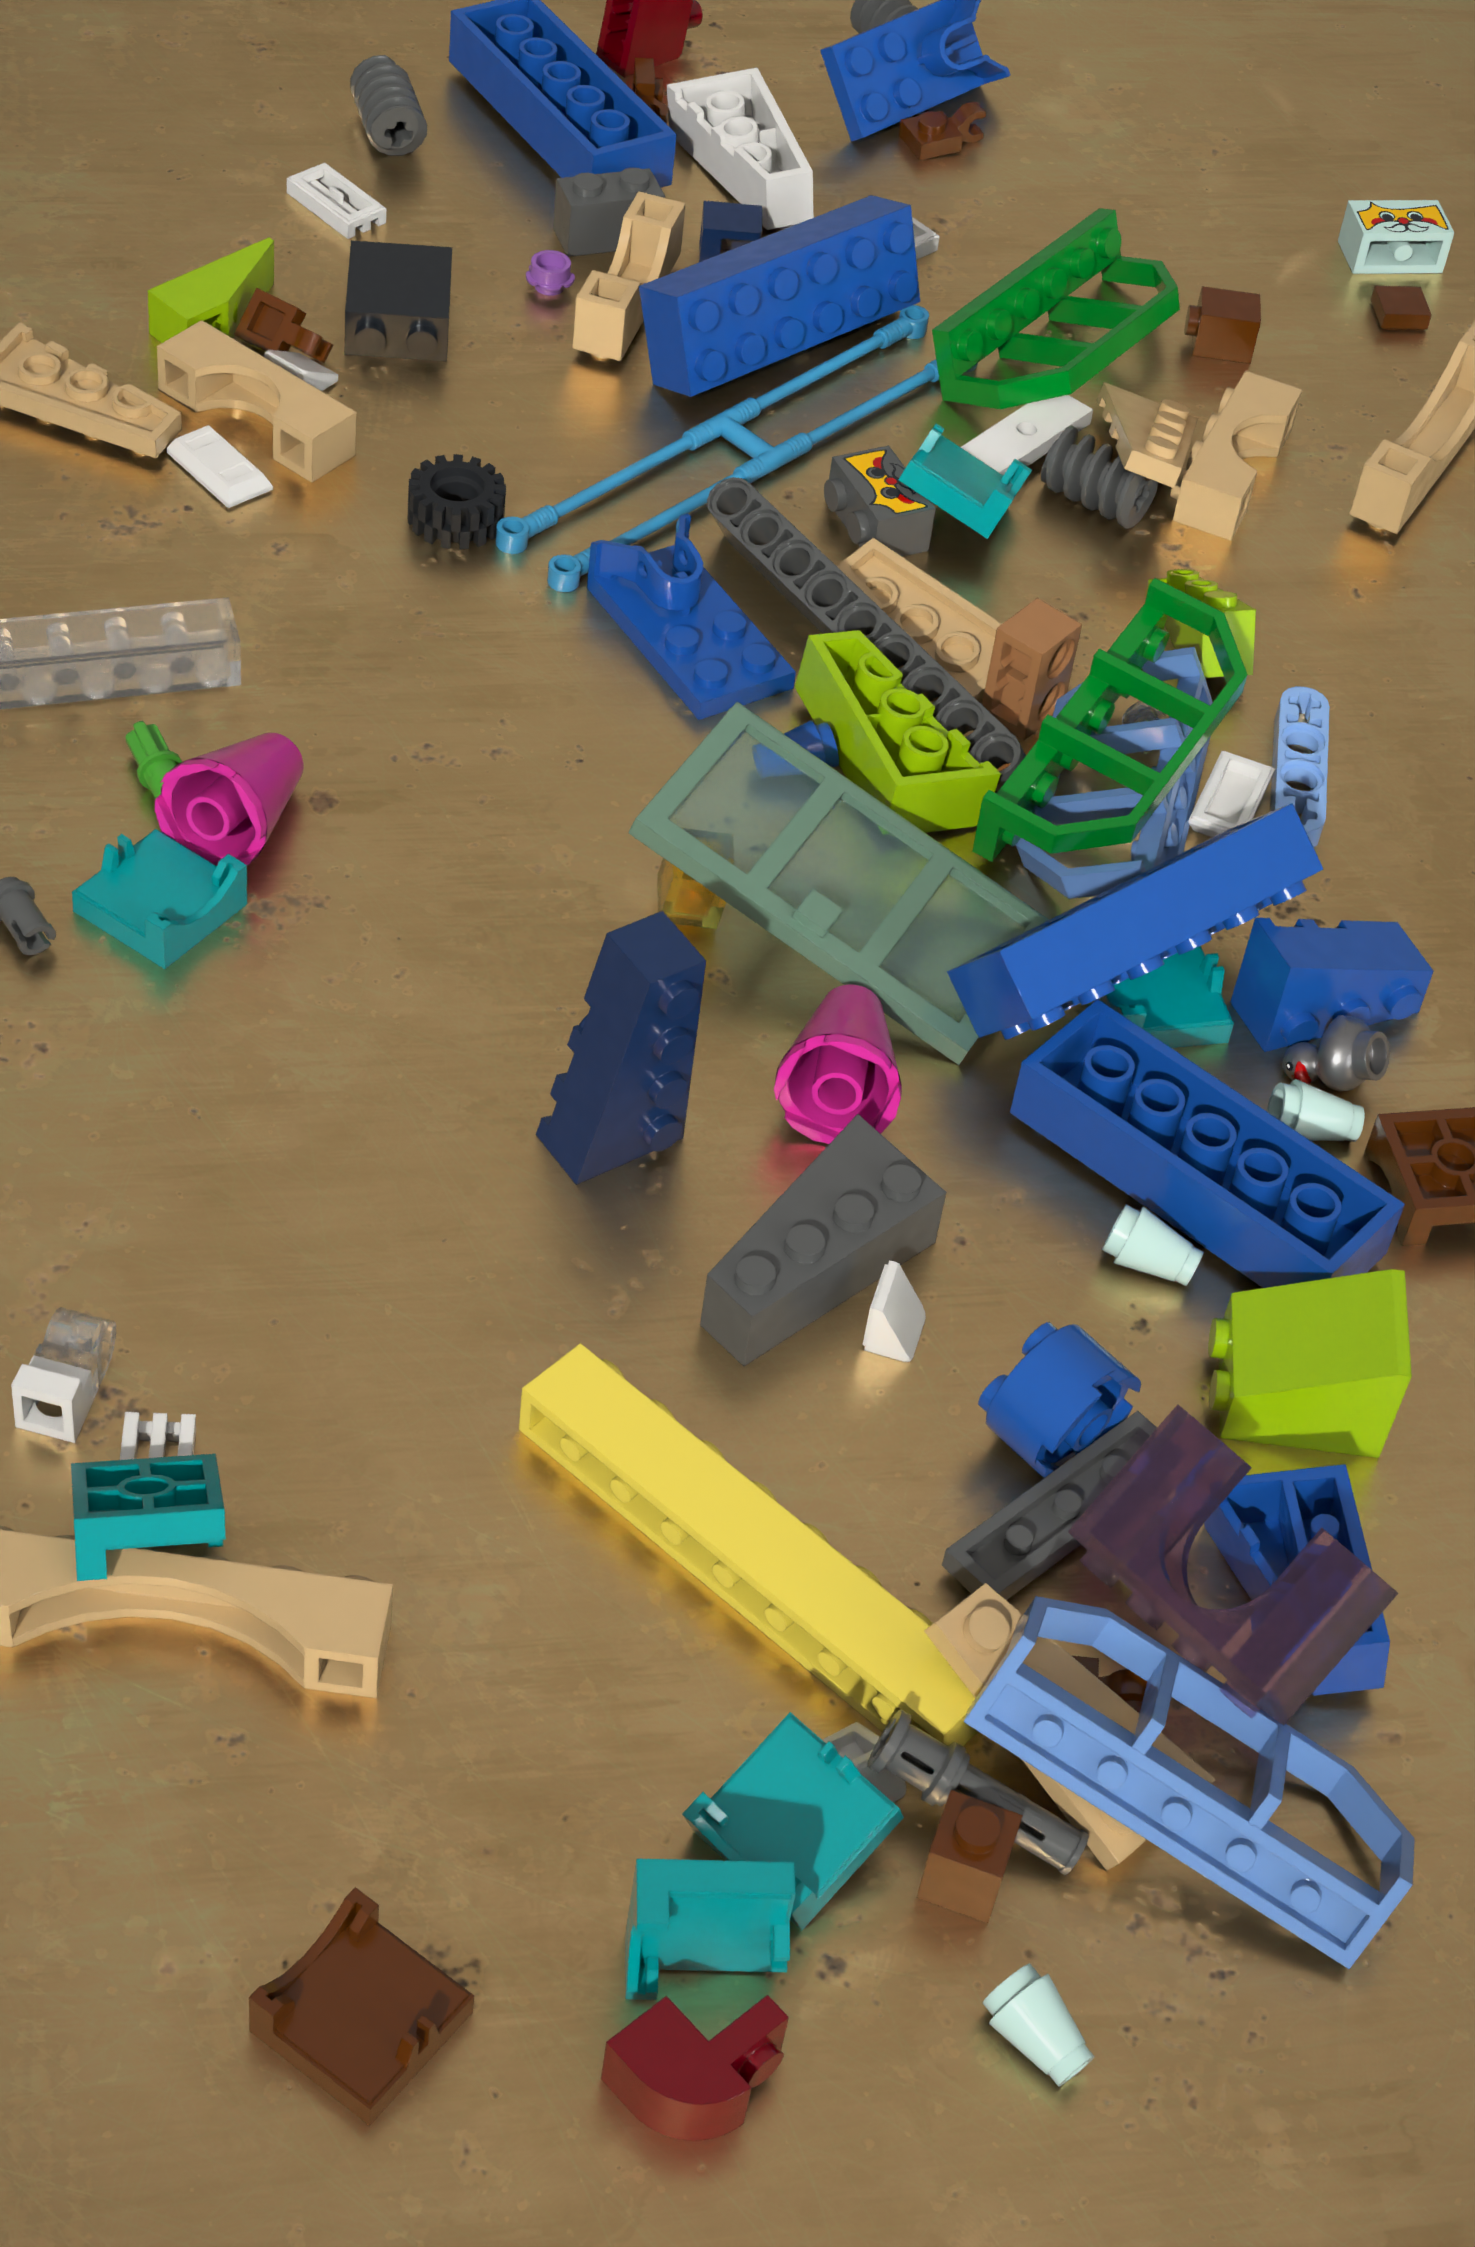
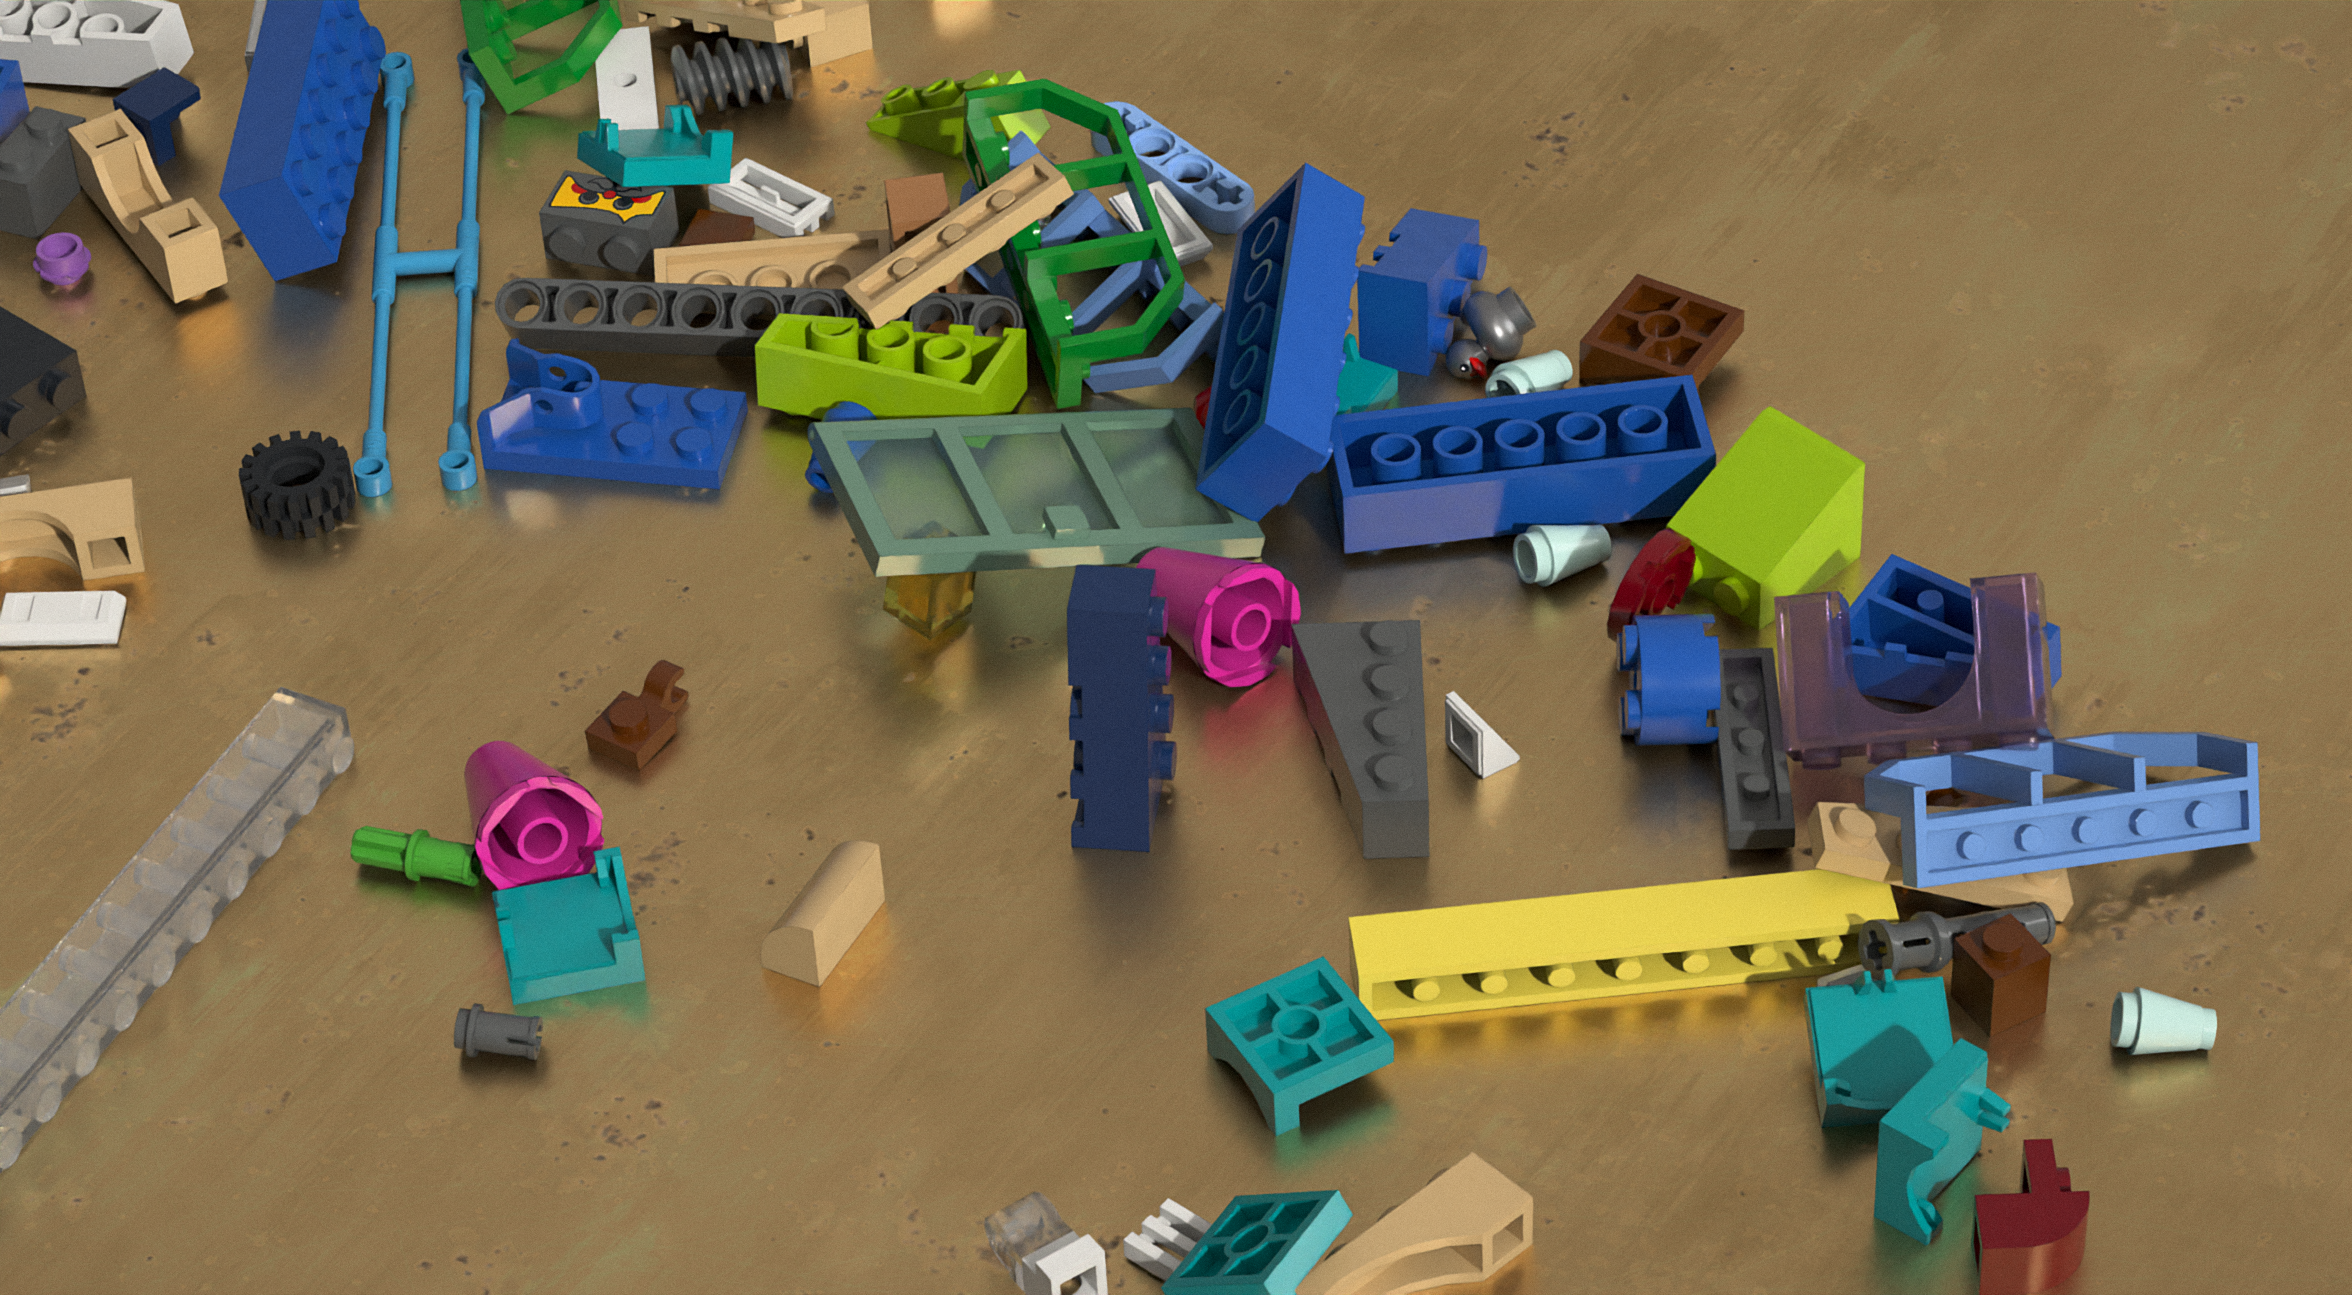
camera: 40 degrees left, 5 degrees down
(307, 1028) = (827, 914): none -> tan brick
(408, 812) = (638, 727): none -> reddish brown plate
(434, 1394) = (1296, 1039): none -> teal piece
(943, 564) = (718, 227): none -> reddish brown tile
(1011, 599) = (766, 204): none -> white tile
(1032, 672) = (957, 241): none -> tan plate
(1152, 1323) = (1653, 580): none -> dark red tile

